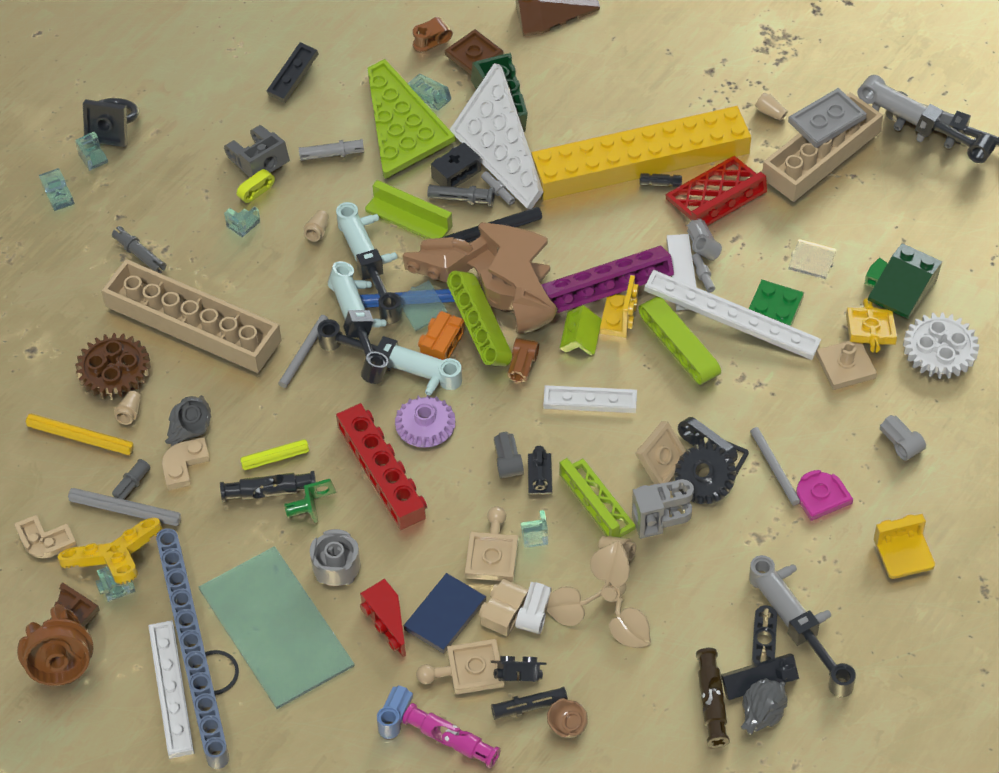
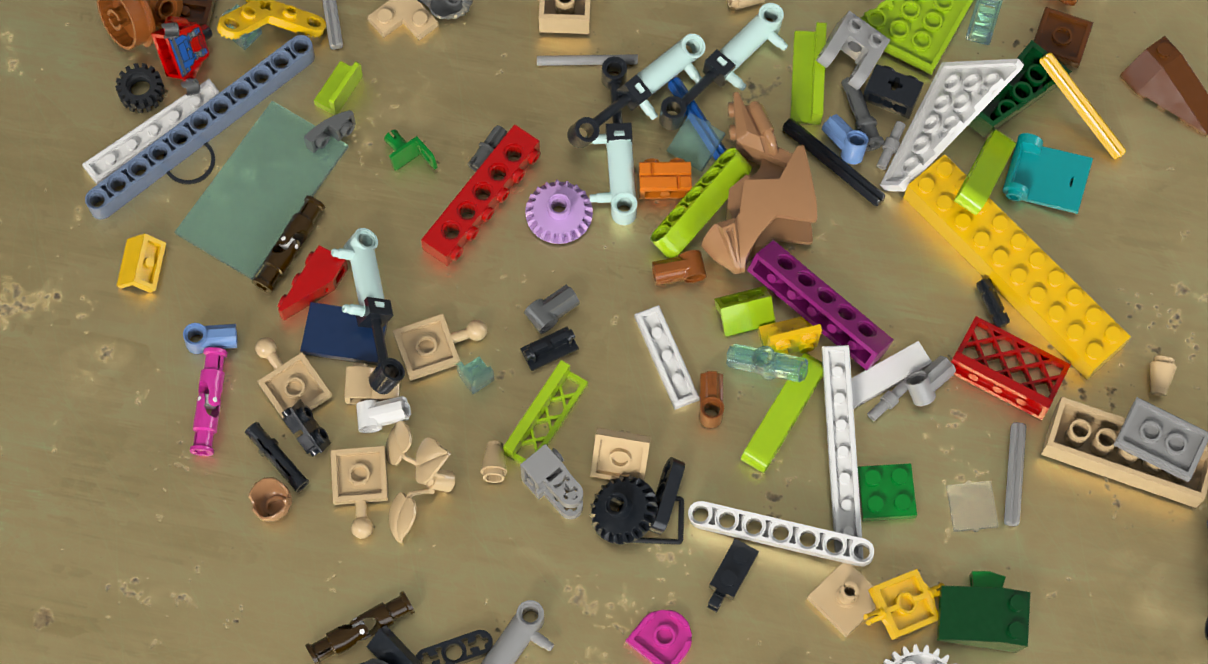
camera: 60 degrees right, 15 degrees up
(116, 630) = (182, 50): none -> torso
(123, 693) = (136, 75): none -> black tyre
(219, 531) = (339, 87): none -> lime panel
(250, 487) = (401, 95): black piece -> none
(258, 545) = (335, 126): none -> dark grey slope
(274, 454) = (450, 93): neon yellow axle -> none
(290, 743) = (141, 262): none -> yellow panel
(333, 609) = (279, 260): none -> dark brown piece
(335, 558) = (347, 190): light grey brick -> none
(341, 447) = (486, 147): none -> dark grey axle
(407, 167) = (859, 42): none -> light grey brick
(439, 574) = (373, 308): none -> piece
(485, 208) = (850, 141): none -> medium blue piece
(540, 58) = (1082, 105): none -> yellow axle
(562, 131) = (985, 172): none -> lime beam
(578, 106) = (1045, 175): none -> teal door
(582, 648) = (359, 478): none -> tan plate
(627, 339) = (780, 364): none -> clear light blue piece
(650, 382) = (711, 398): none -> dark orange piece
(775, 387) = (770, 524): none -> white beam
(775, 466) = (674, 577): light grey bar -> none
(791, 427) = (731, 573): none -> black plate
(801, 222) = (1015, 474): none -> light grey axle

